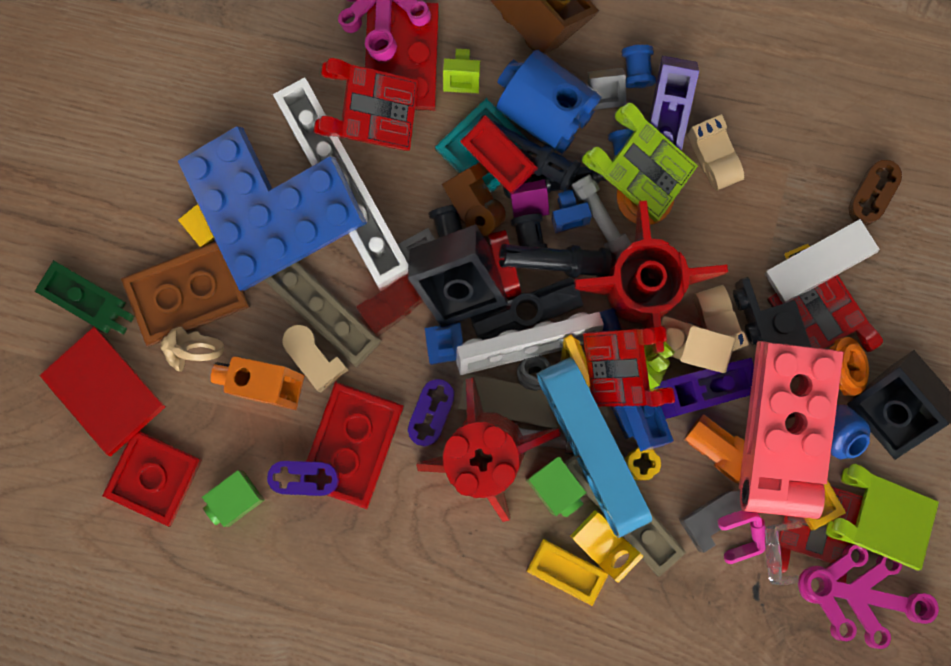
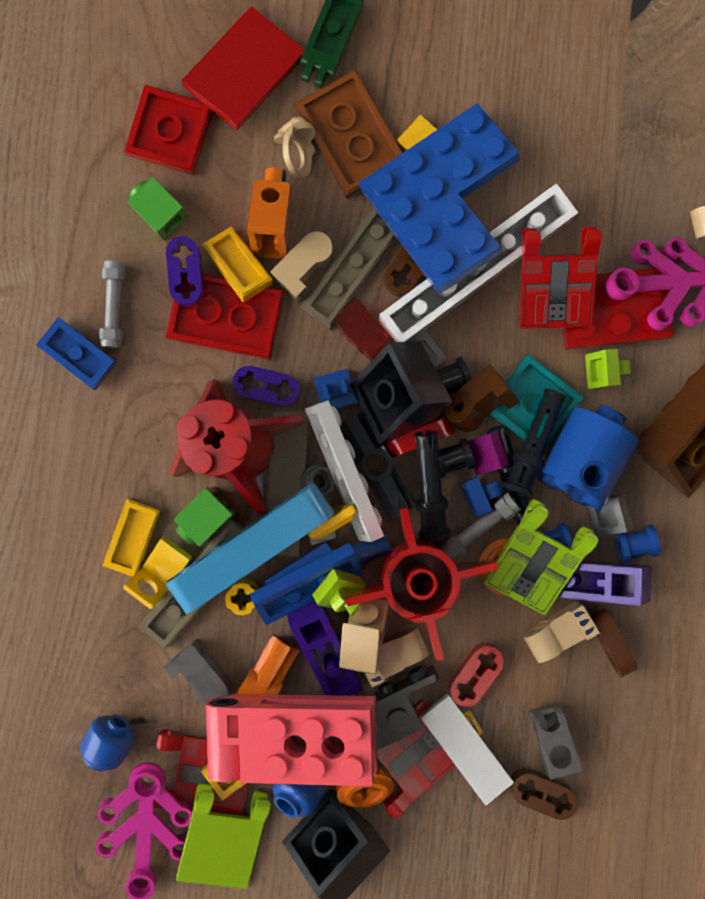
camera: 75 degrees right, 5 degrees up
(293, 554) = (114, 274): none -> light grey bar
(302, 424) = (237, 264): none -> yellow tile
(325, 262) = (398, 264): none -> reddish brown beam
(370, 603) = (76, 353): none -> blue plate
(498, 154) = (527, 416): red tile -> none
(620, 369) = (327, 564): red flag -> none
(734, 102) = (614, 643): none -> reddish brown beam
(755, 236) = (482, 679): none -> red beam
(757, 527) = (175, 708): dark pink piece -> none
(773, 553) = (173, 735): clear piece -> none
(774, 623) = (106, 743): none -> blue head
(824, 173) = (555, 742): none -> flat silver leg

